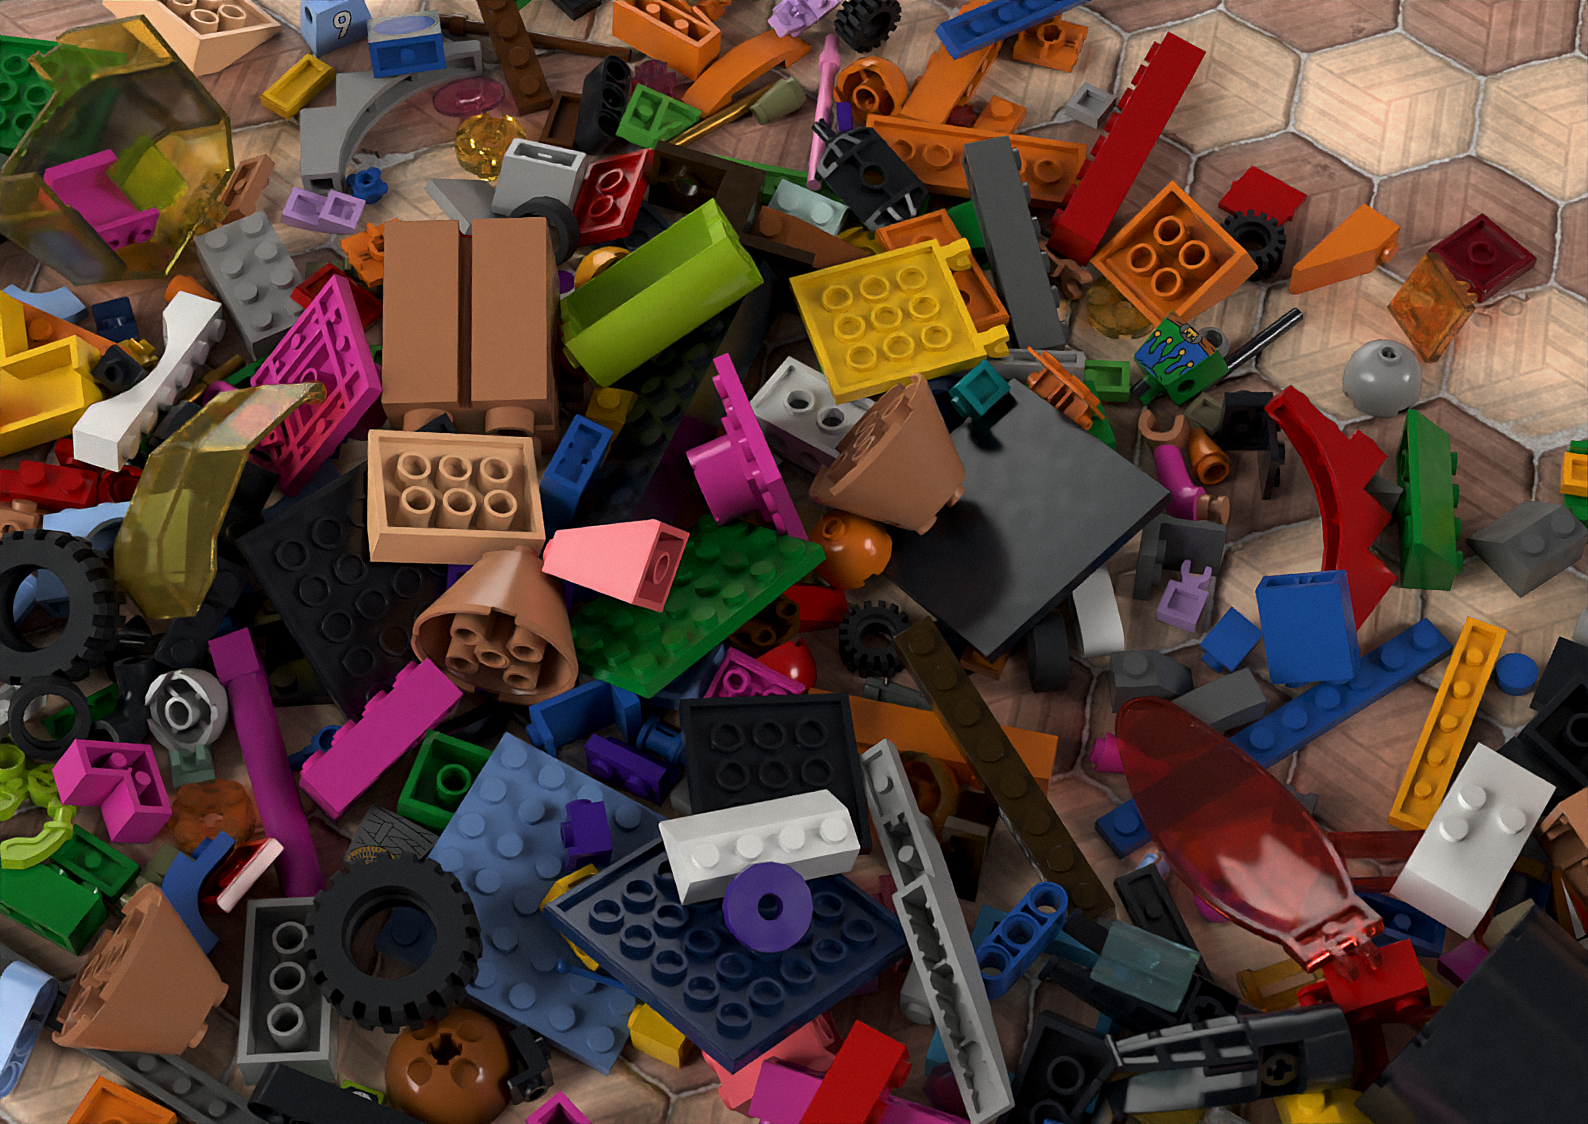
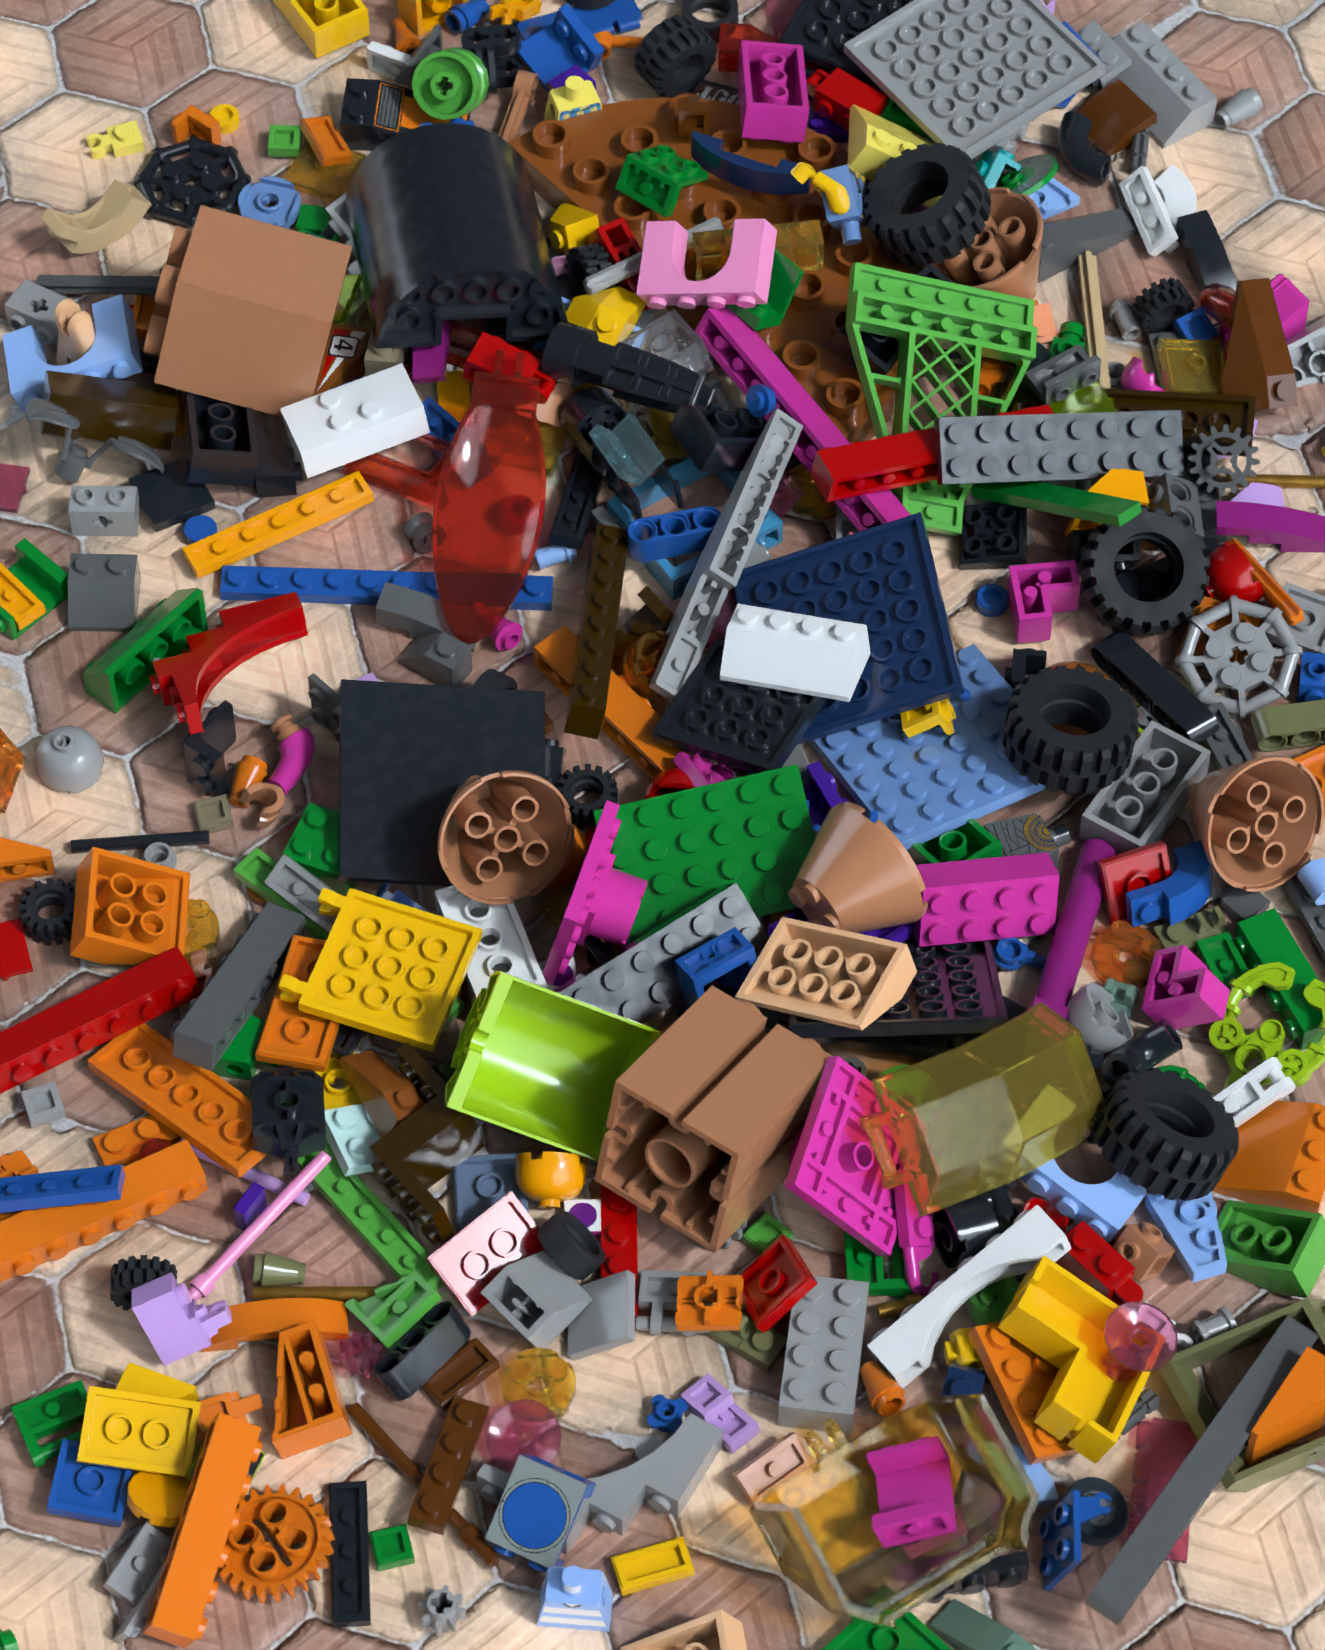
camera: 145 degrees left, 0 degrees up
(44, 686) = (1204, 1062): black tyre -> none
(118, 370) = (994, 1292): black bracket -> none
(146, 175) = (853, 1507): clear neon green piece -> none
(586, 835) = (895, 742): dark purple brick -> none
(619, 559) = (753, 843): coral slope -> none
(792, 913) = (821, 596): dark purple tile -> none
(872, 87) = (198, 1215): orange cylinder -> none
(894, 693) = (604, 756): dark grey axle -> none
(978, 391) = (381, 873): teal bracket -> none
(1063, 390) = (321, 829): orange hinge -> none
(1176, 362) = (204, 842): torso -> none
(1229, 642) = (363, 642): blue brick -> none
(1308, 628) = (317, 597): blue brick -> none

